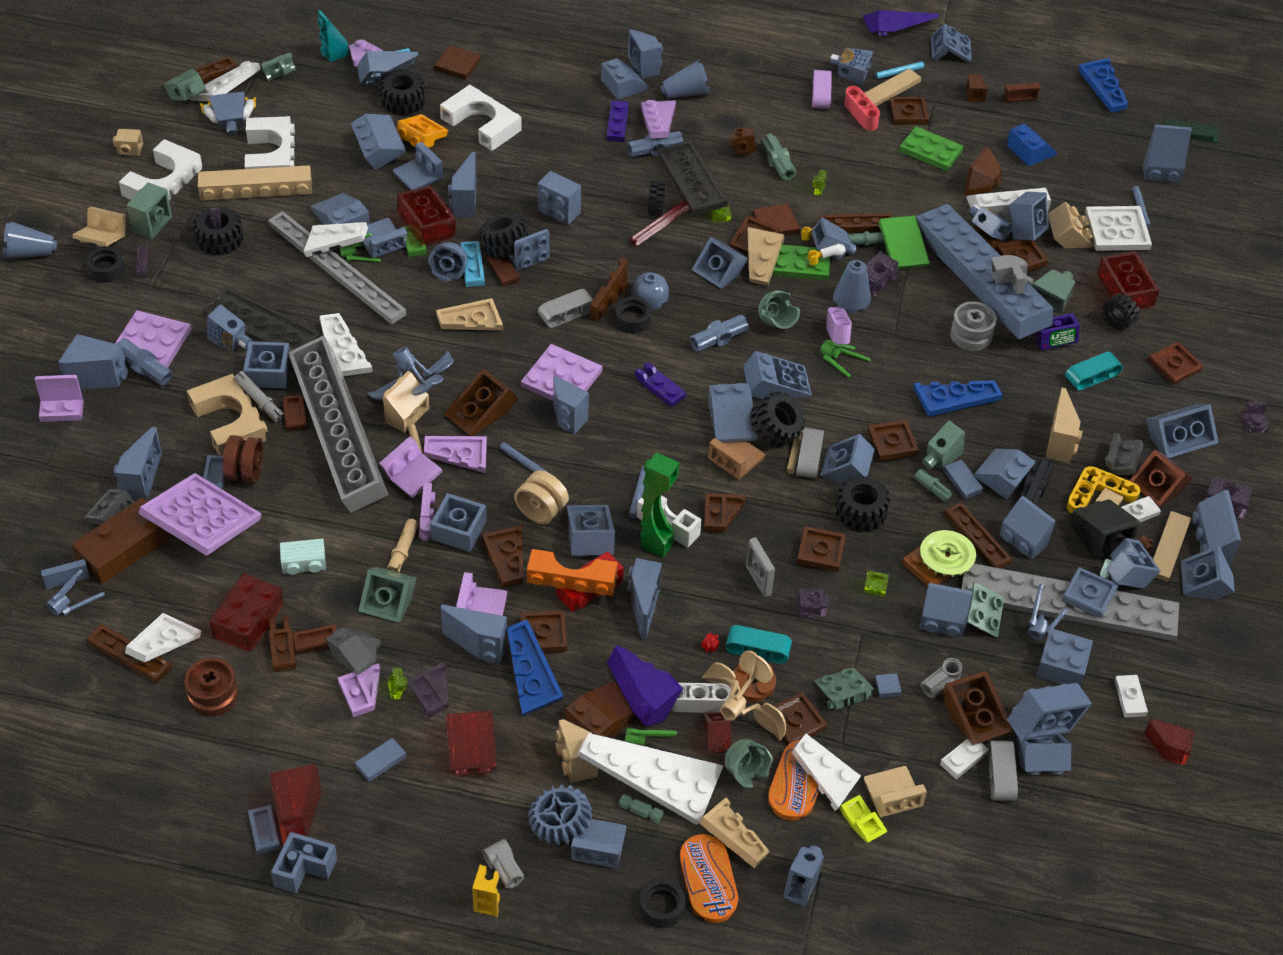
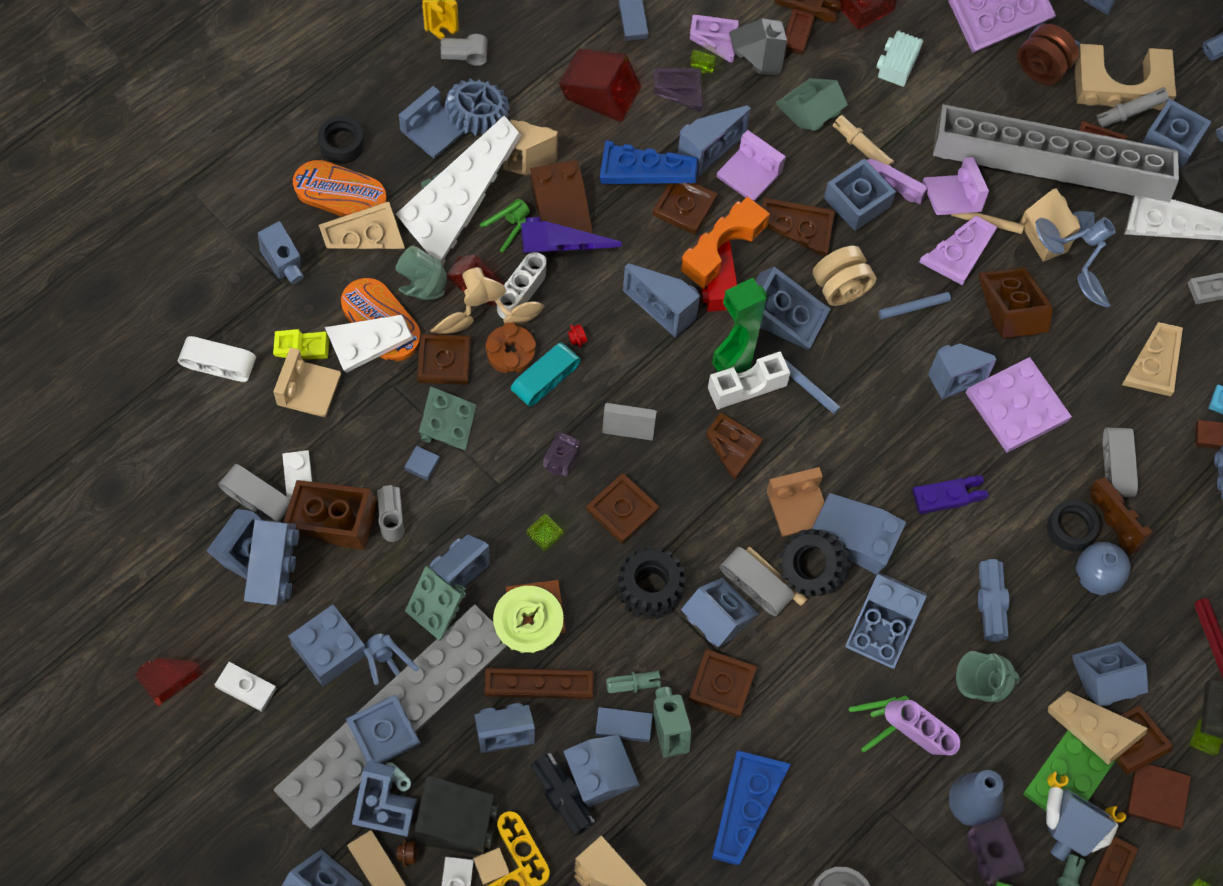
camera: 120 degrees right, 15 degrees up
(924, 866) = (217, 359): none -> white beam

